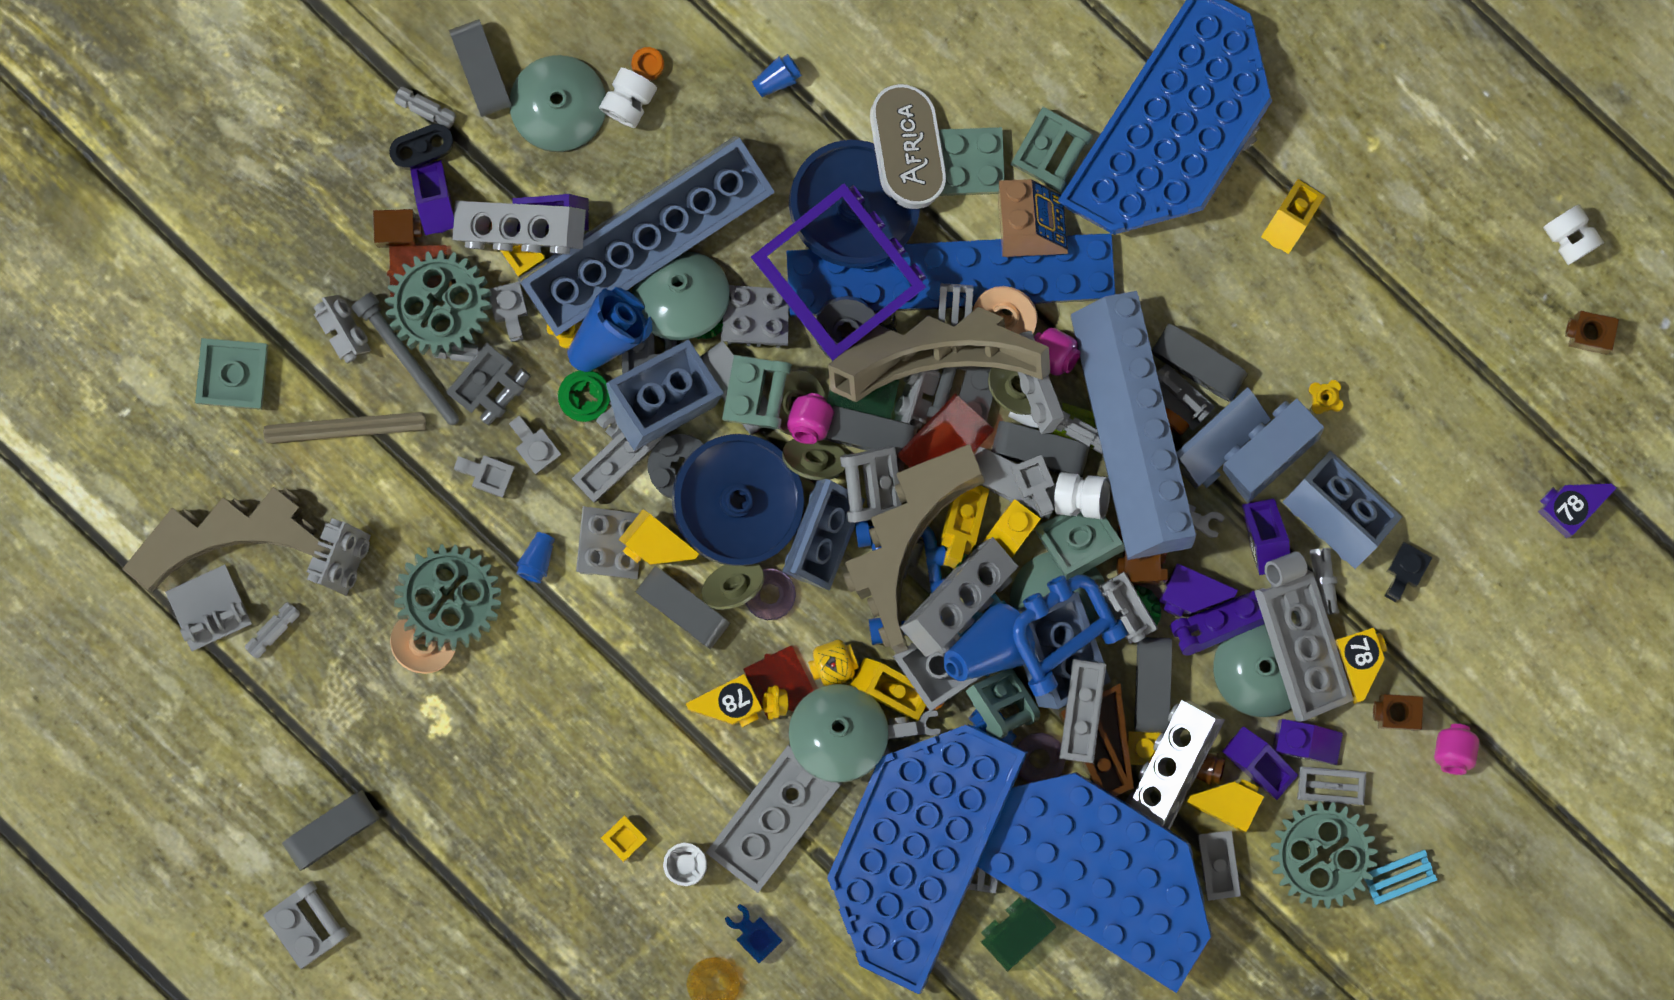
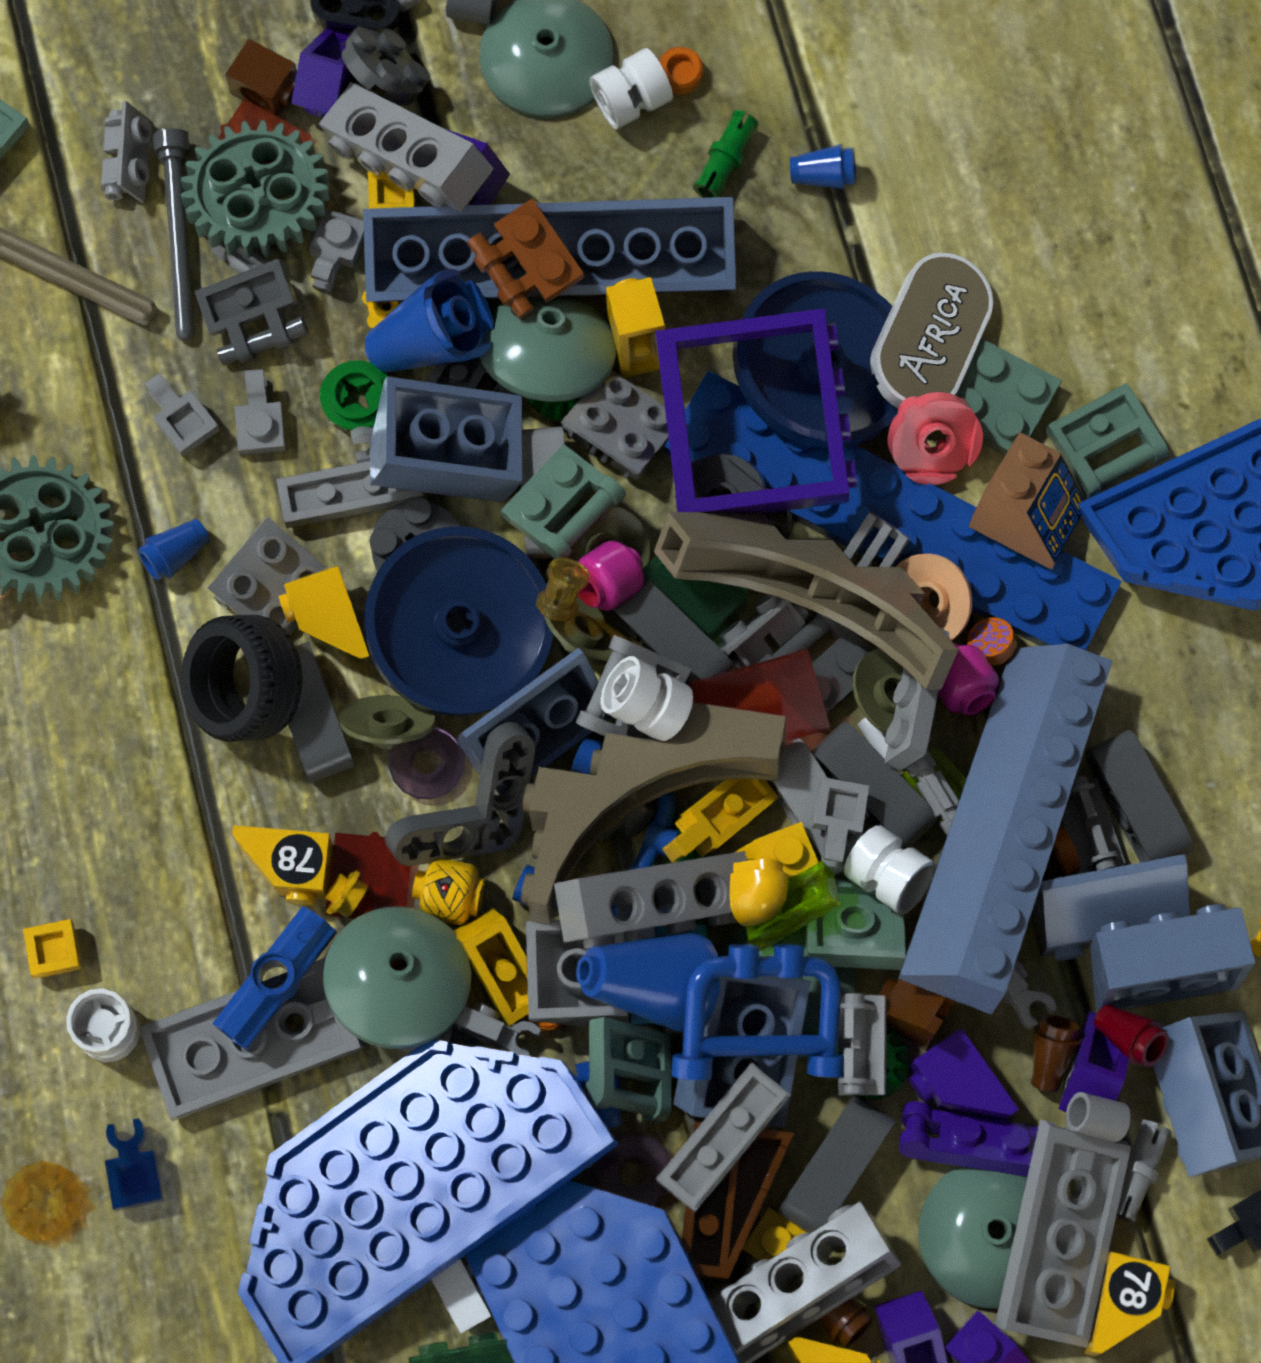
camera: 35 degrees right, 10 degrees down
(468, 176) = (384, 62): none -> dark grey plate
(644, 244) = (539, 252): none -> dark orange plate
(651, 597) = (274, 678): none -> black tyre
(711, 104) = (726, 154): none -> green pin
(728, 252) = (633, 322): none -> yellow slope
(769, 754) = (255, 1004): none -> blue piece
(795, 446) = (562, 589): none -> clear yellow bush
(828, 615) = (480, 823): none -> dark grey beam
(884, 485) = (649, 701): none -> white wheel
(938, 205) = (919, 418): none -> coral plate
(988, 890) = (460, 1297): none -> white sticker
(1015, 557) = (757, 890): none -> yellow piece
(1039, 552) = (808, 898): none -> clear neon green plate
(1057, 315) = (994, 638): none -> orange tile
(1236, 541) = (1053, 1050): none -> reddish brown cone
(1277, 507) = (1135, 1036): none -> dark red cone

